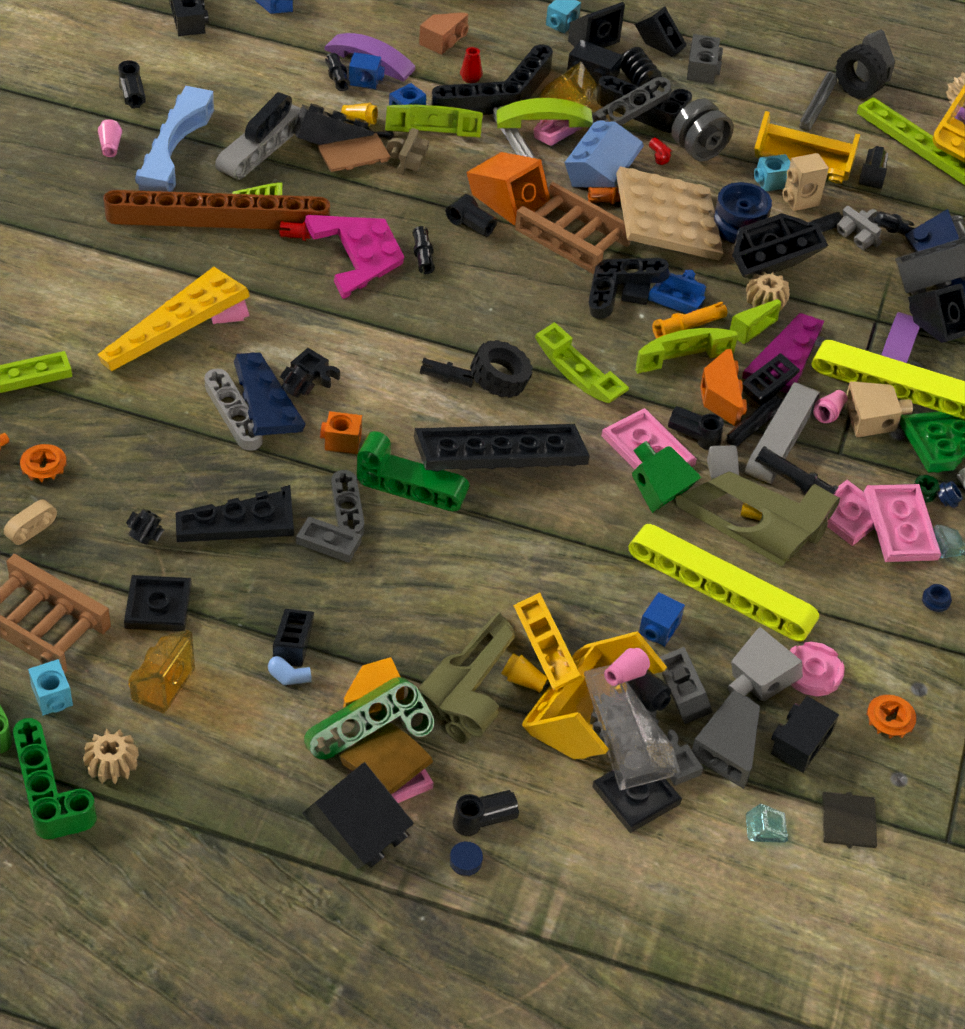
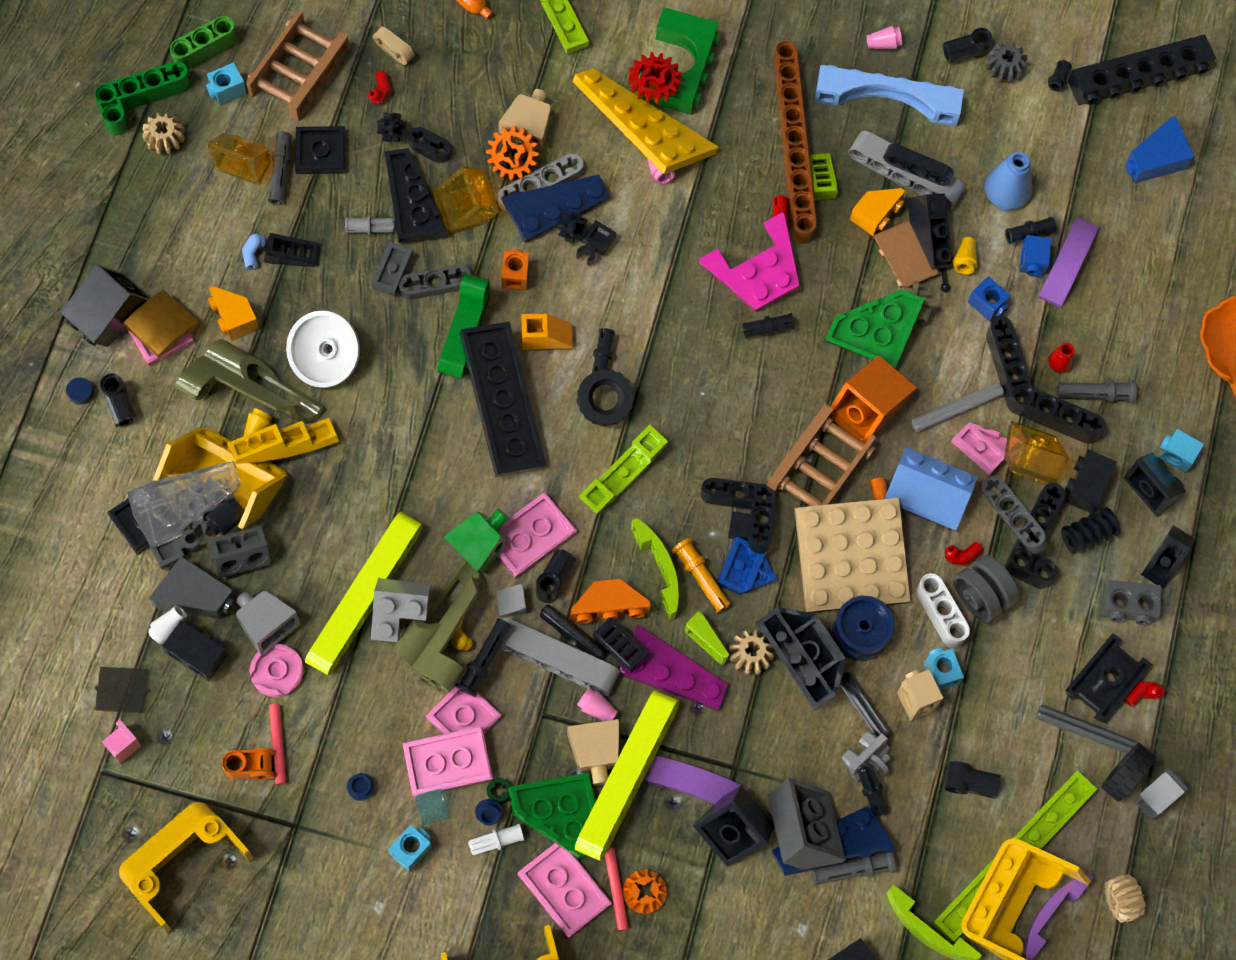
camera: 85 degrees right, 20 degrees up
(33, 458) = (471, 41): orange gear -> none
(82, 266) = (697, 37): none -> green arch
(86, 538) = (383, 90): none -> red arm
(135, 287) = (654, 79): none -> red gear
(155, 62) = (1006, 62): none -> dark grey gear
(156, 409) = (529, 114): none -> tan torso
(173, 502) = (429, 144): none -> black beam
(179, 36) = (1058, 80): none -> black pin
(198, 420) = (508, 143): none -> orange gear
(201, 642) = (280, 158): none -> dark grey pin
(251, 468) = (465, 200): none -> clear yellow slope
(268, 559) = (369, 225): none -> light grey axle
(288, 67) = (1010, 182): none -> medium blue cone
(305, 163) = (875, 208): none -> light orange slope
(364, 724) = (197, 305): green beam -> none
(422, 412) = (545, 332): none -> light orange slope
(434, 119) = (968, 322): lime slope -> none
(434, 170) = (878, 326): none -> green plate
(443, 31) = (1120, 328): nougat slope -> none
(444, 588) = (309, 353): none -> white dish
(466, 211) = (828, 361): black piece -> none
(504, 47) = (1109, 391): none -> dark grey pin
(544, 109) = (986, 429): lime slope -> none
(628, 666) = (227, 489): bright pink cone -> none
(661, 619) = (317, 538): blue brick -> none
(719, 166) = (942, 598): none -> white beam
(744, 539) = (396, 601): none -> light grey brick
(766, 825) = (113, 622): clear light blue slope -> none
(774, 81) = (1096, 690): none -> black piece
(775, 761) = (164, 625): none -> white cone
(780, 65) = (1144, 690): none -> red arm
(781, 140) = (989, 702): yellow windscreen -> none
(887, 705) = (224, 720): orange gear -> none
(898, 670) = (277, 744): none -> coral bar
(918, 811) = (121, 742): none -> bright pink panel
(927, 693) = (251, 764): none -> orange piece

